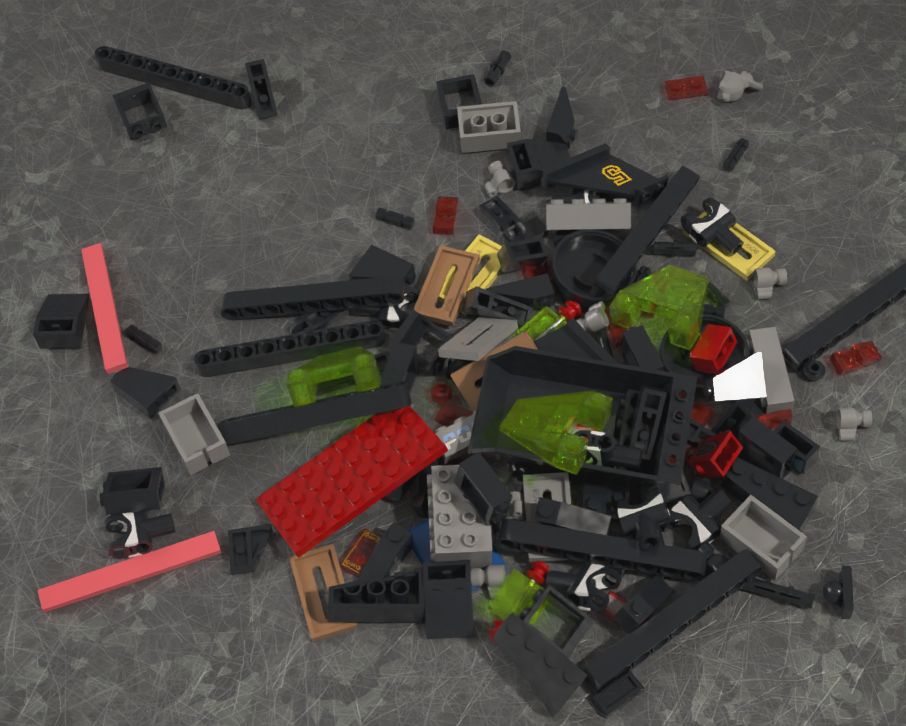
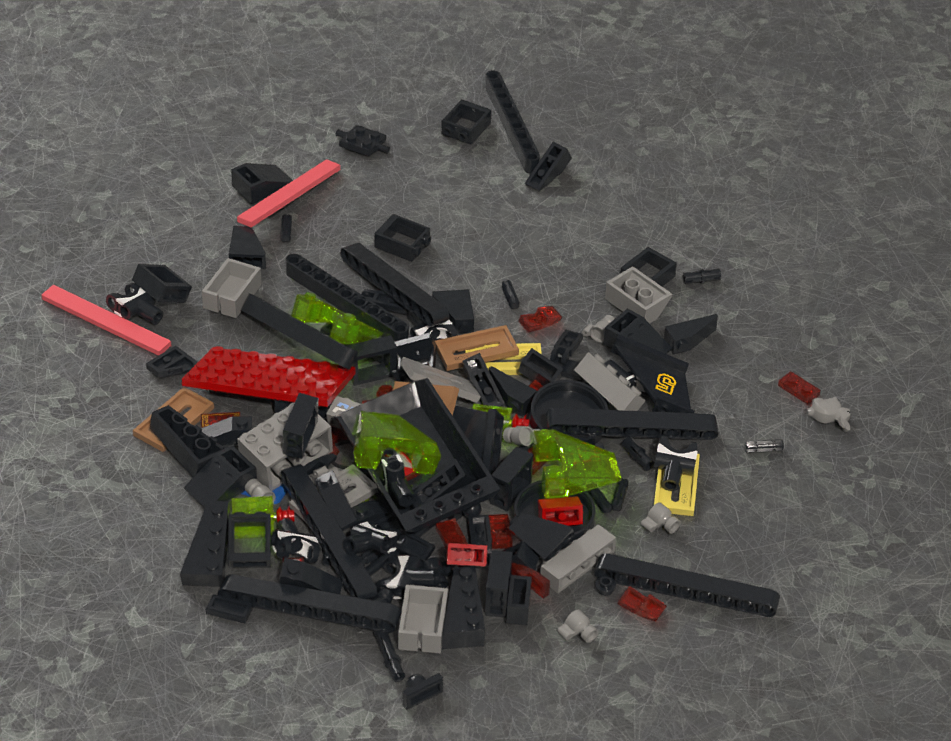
camera: 45 degrees right, 15 degrees down
(82, 205) = (362, 140): none -> black plate
(245, 240) = (396, 224): none -> black window

